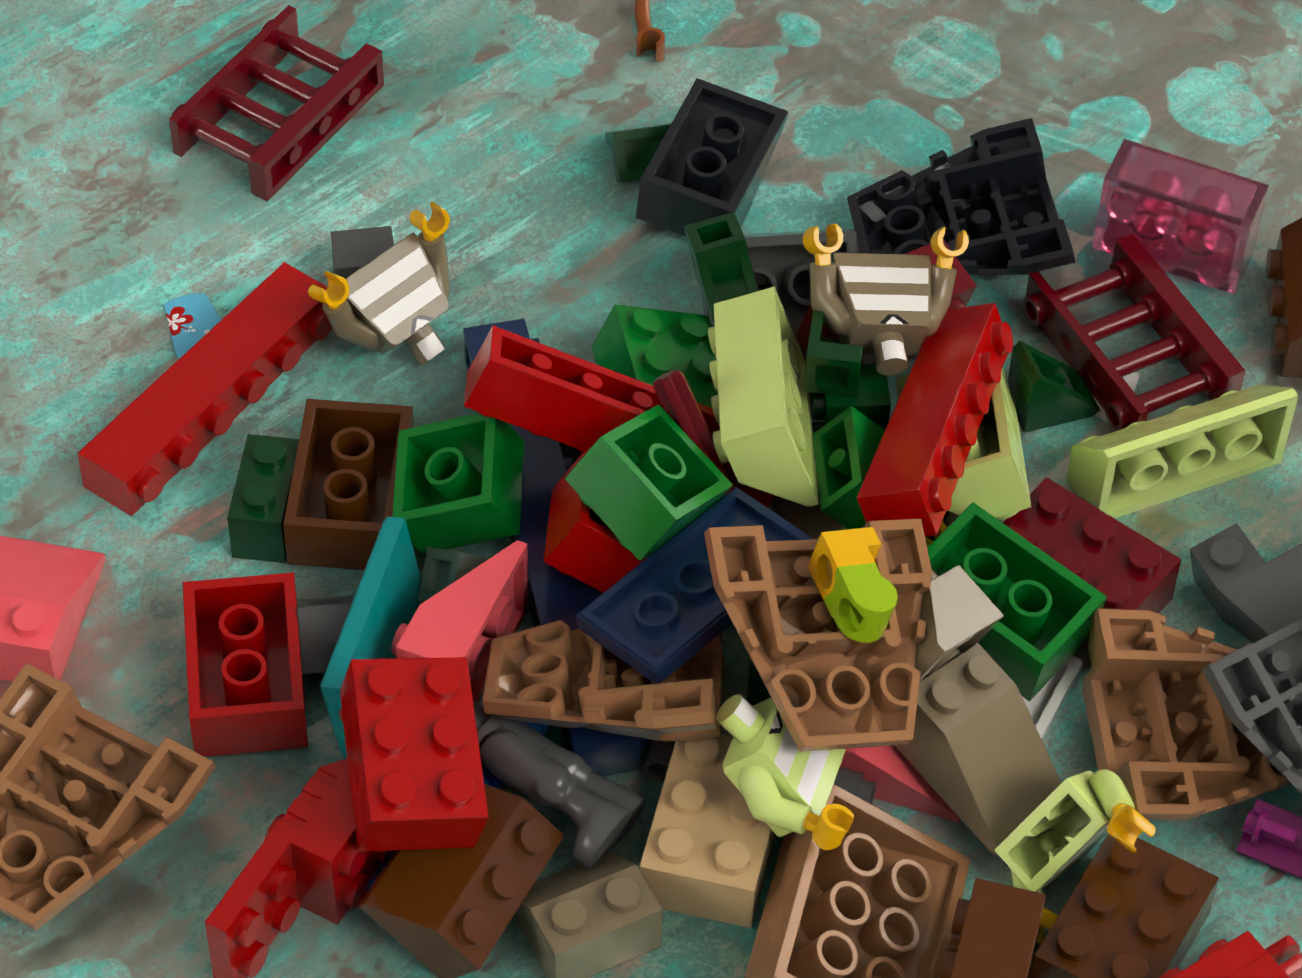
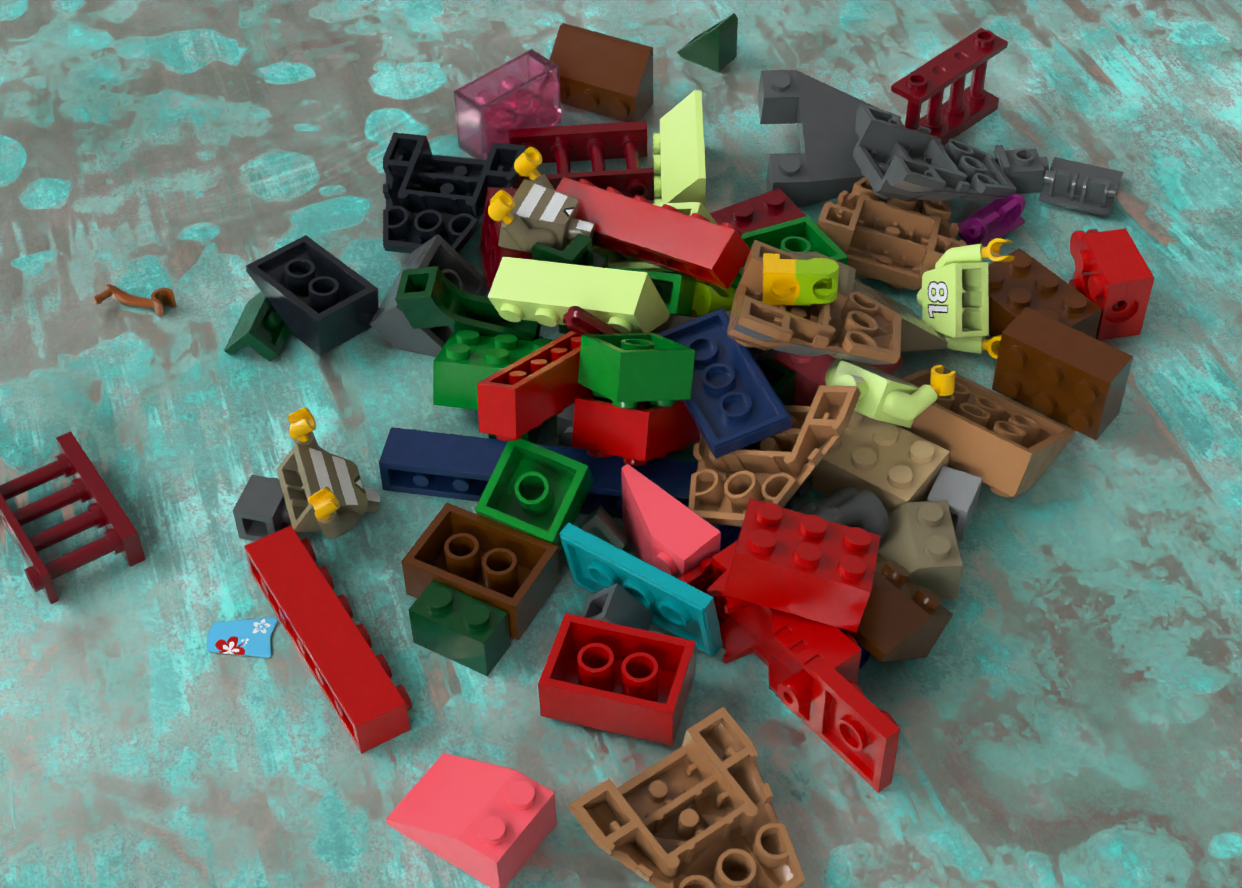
camera: 65 degrees left, 5 degrees down
(700, 933) = (961, 493): none -> light grey brick

